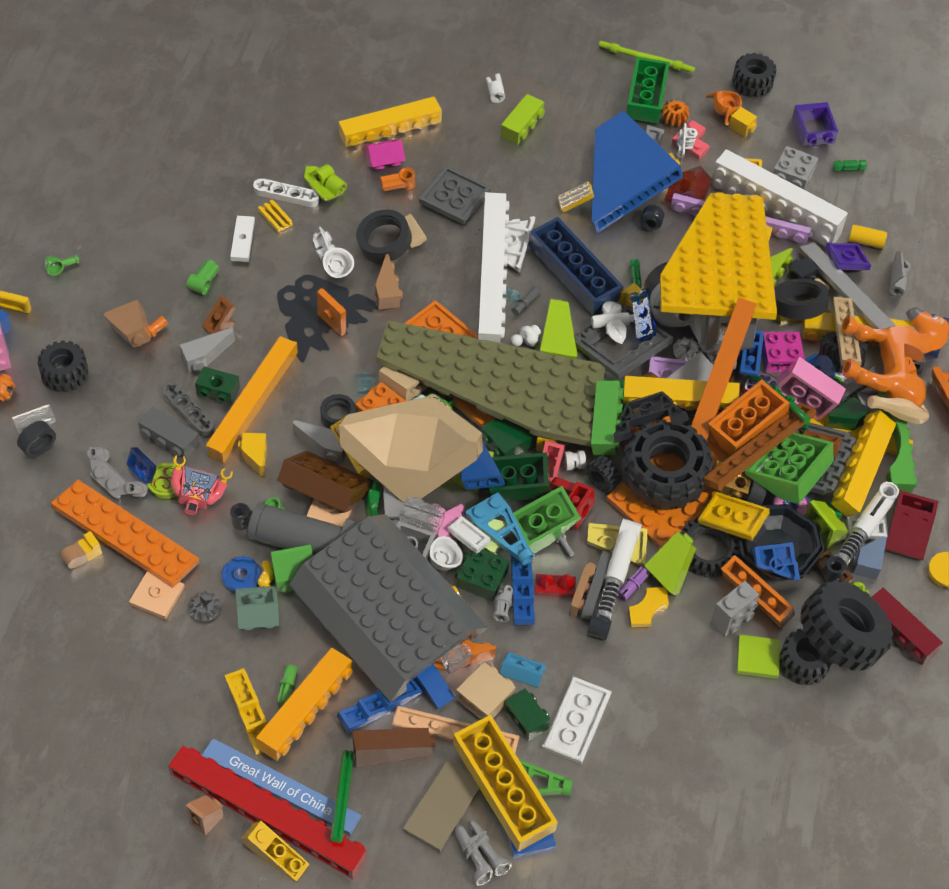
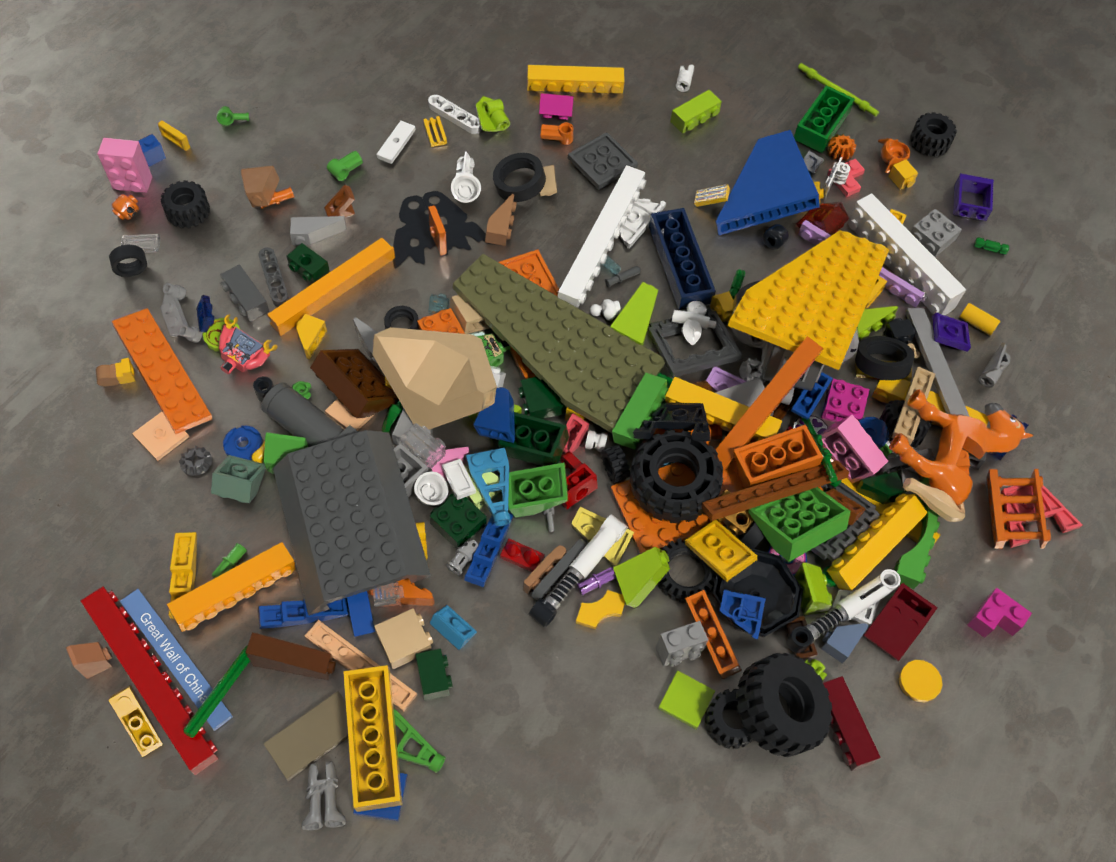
camera: 20 degrees right, 5 degrees up
(577, 720) = (479, 698): white tile -> none
(643, 315) = (721, 331): clear blue plate -> none

